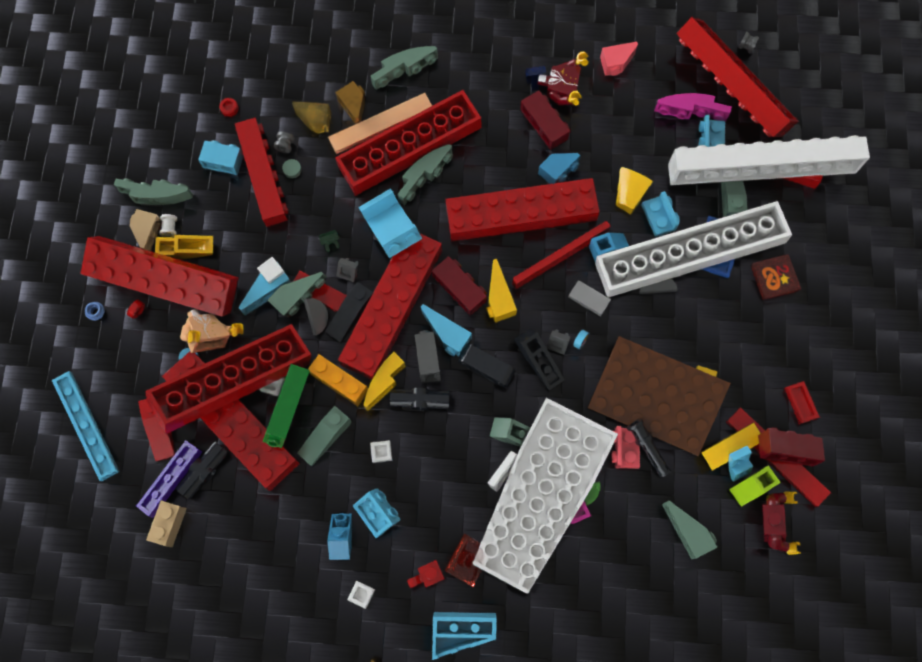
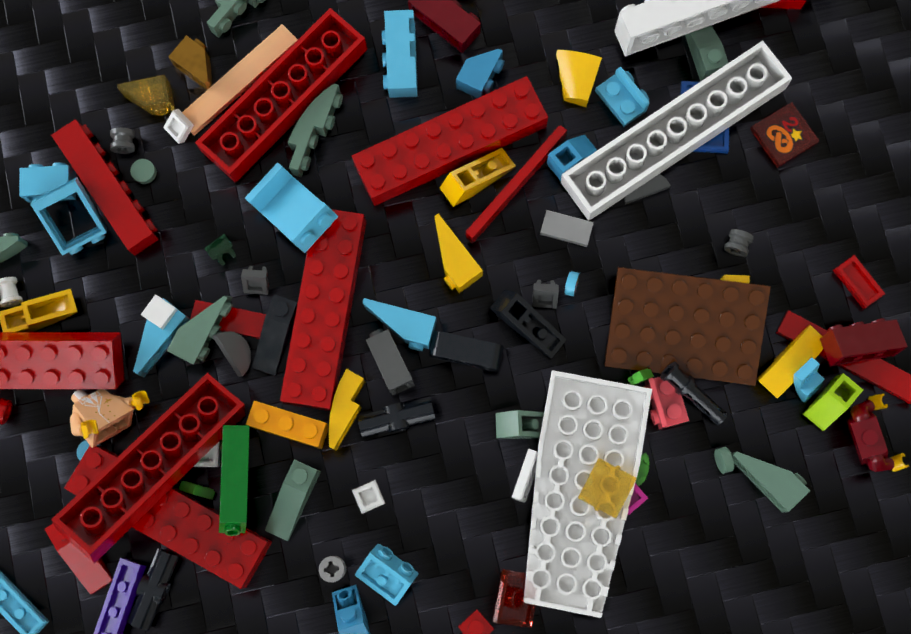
camera: 15 degrees left, 5 degrees up
(226, 206) = (75, 245): none -> medium azure window
(229, 107) = (36, 114): red tile -> none
(257, 408) = (197, 490): none -> bright green tile
(327, 143) = (178, 126): none -> white tile
(341, 497) = (337, 569): none -> light grey wheel
(459, 285) = (402, 260): dark red brick -> none
(504, 137) = (400, 54): none -> medium azure wedge
(533, 240) = (476, 176): none -> yellow slope
(561, 497) = (607, 488): none -> clear yellow piece
(611, 423) = (640, 377): none -> bright green tile
(658, 505) = (724, 460): none -> sand green tile
(717, 346) = (739, 243): none -> dark grey wheel

